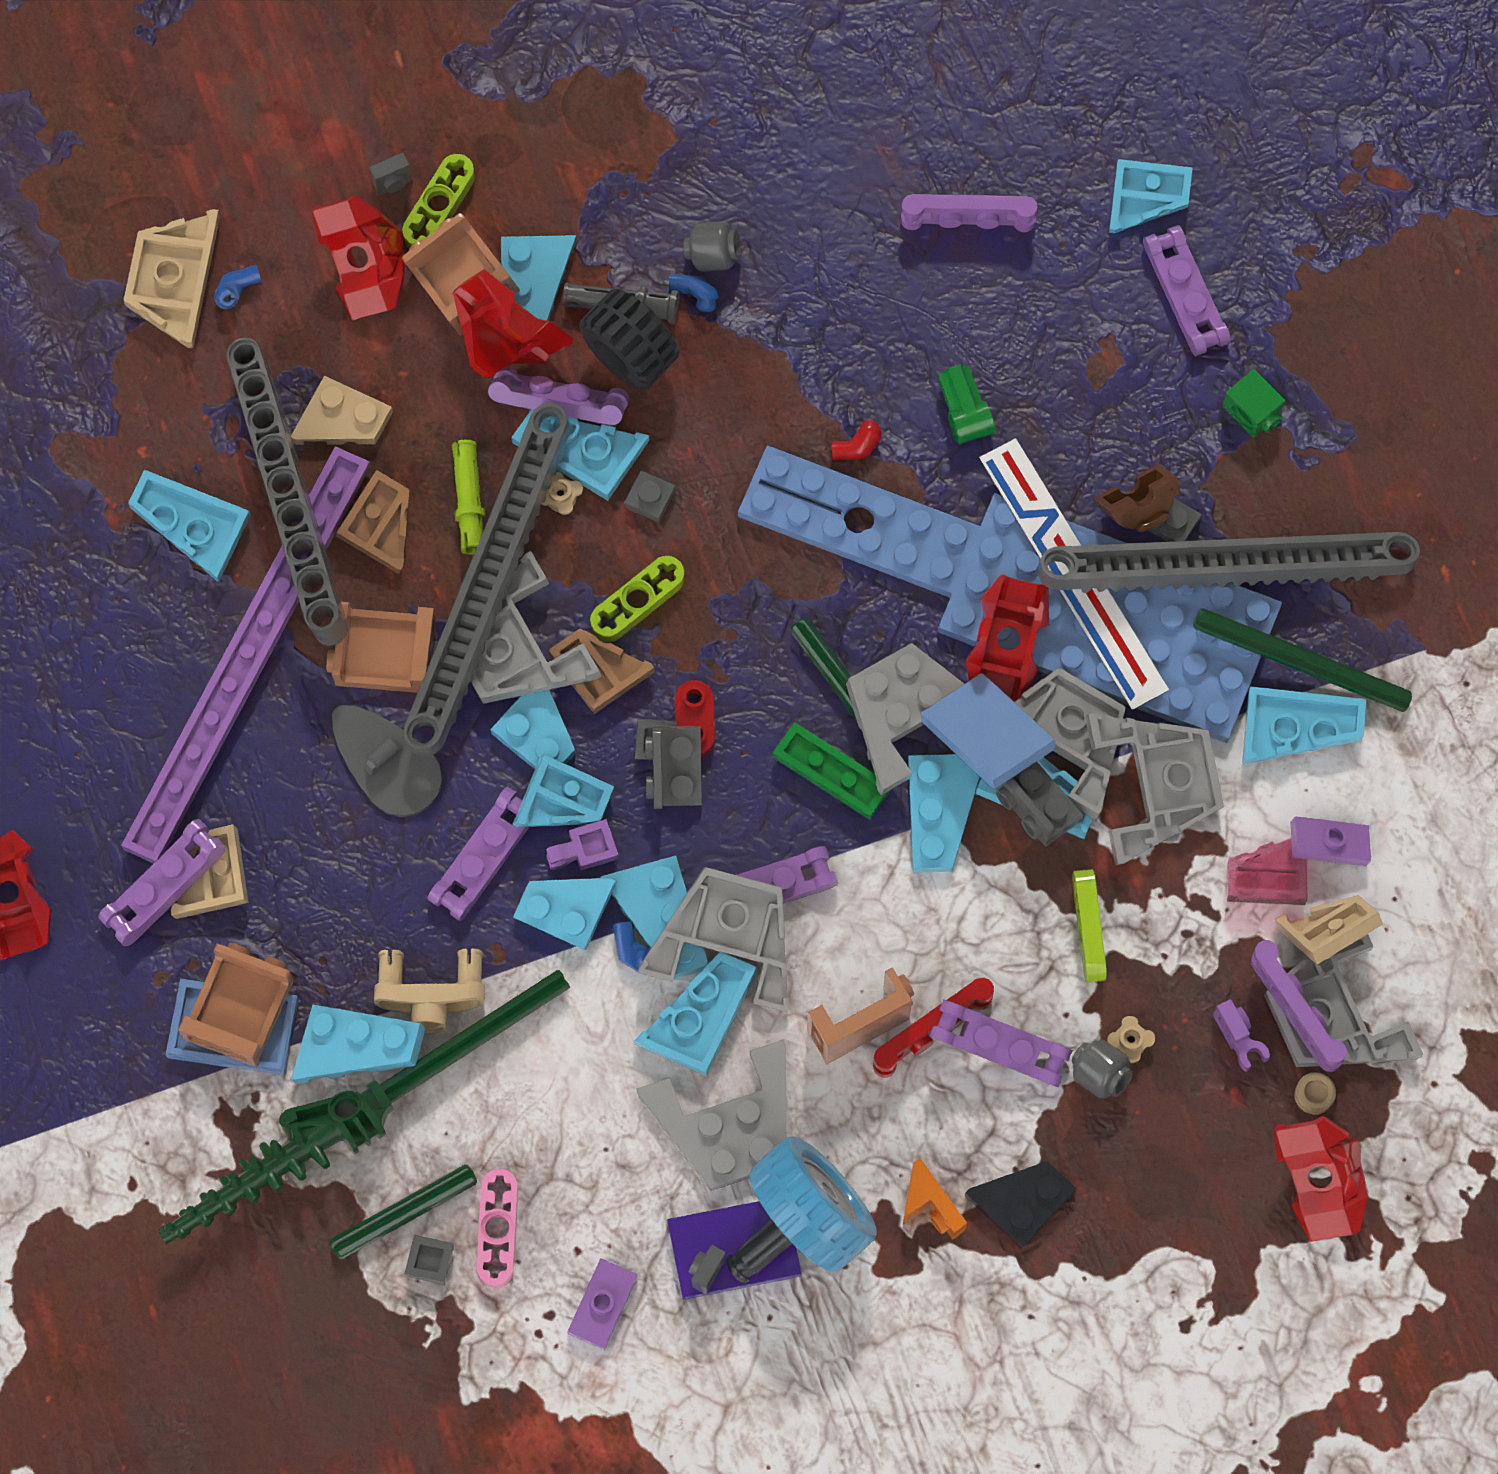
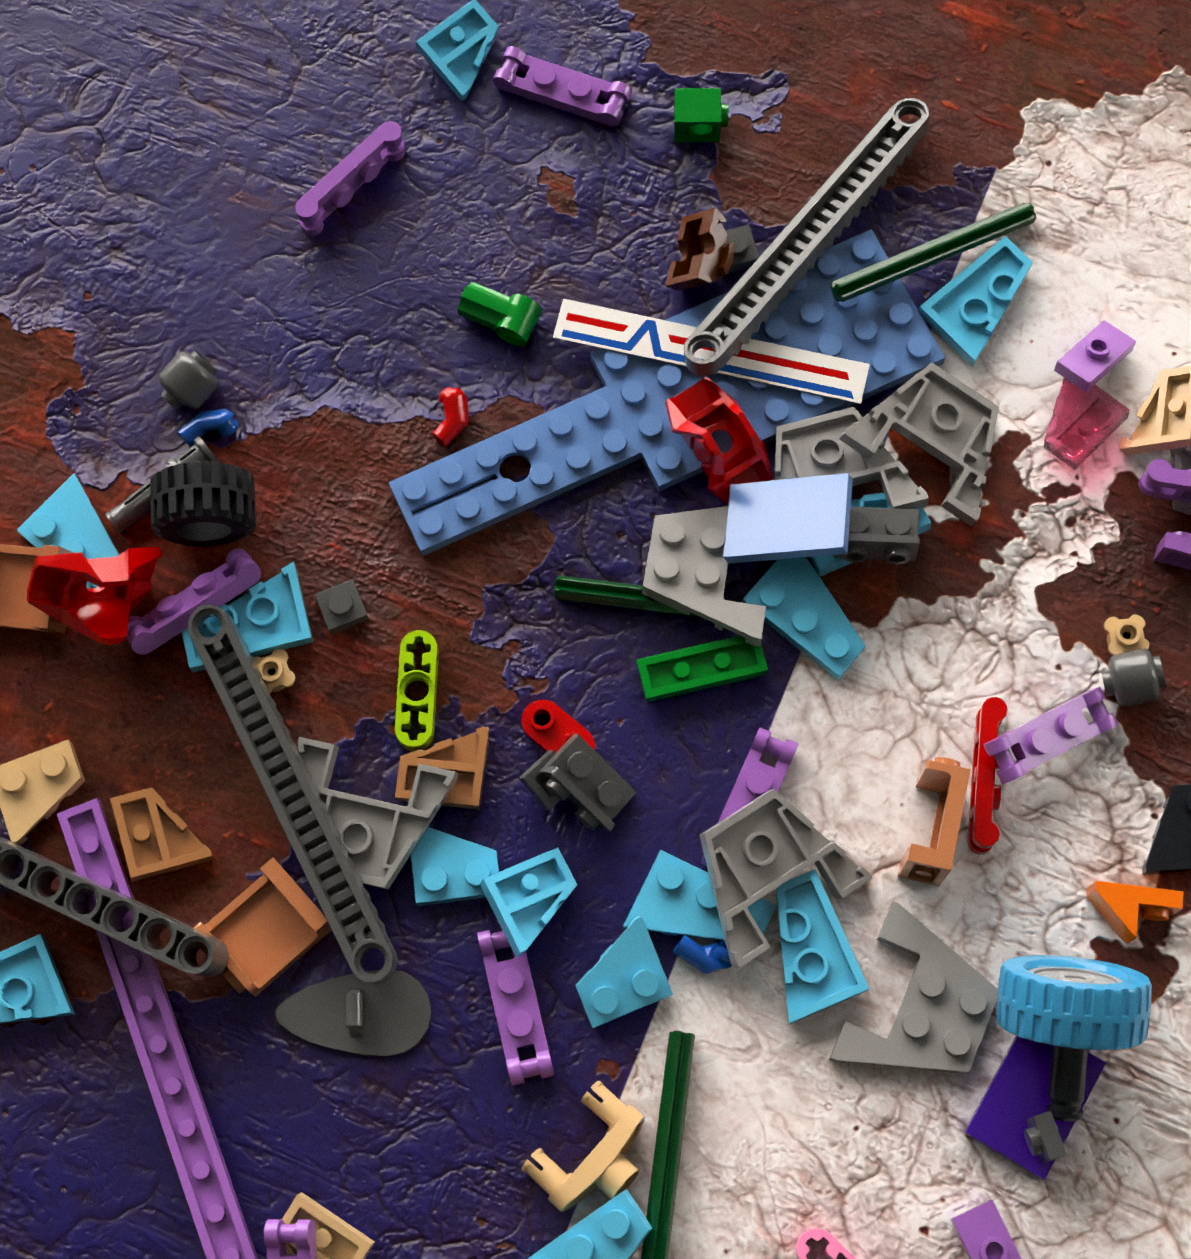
camera: 45 degrees left, 0 degrees up
(469, 510) = (216, 755): lime pin -> none
(589, 846) = (588, 912): medium lavender plate -> none
(1089, 925) = (1006, 585): lime beam -> none

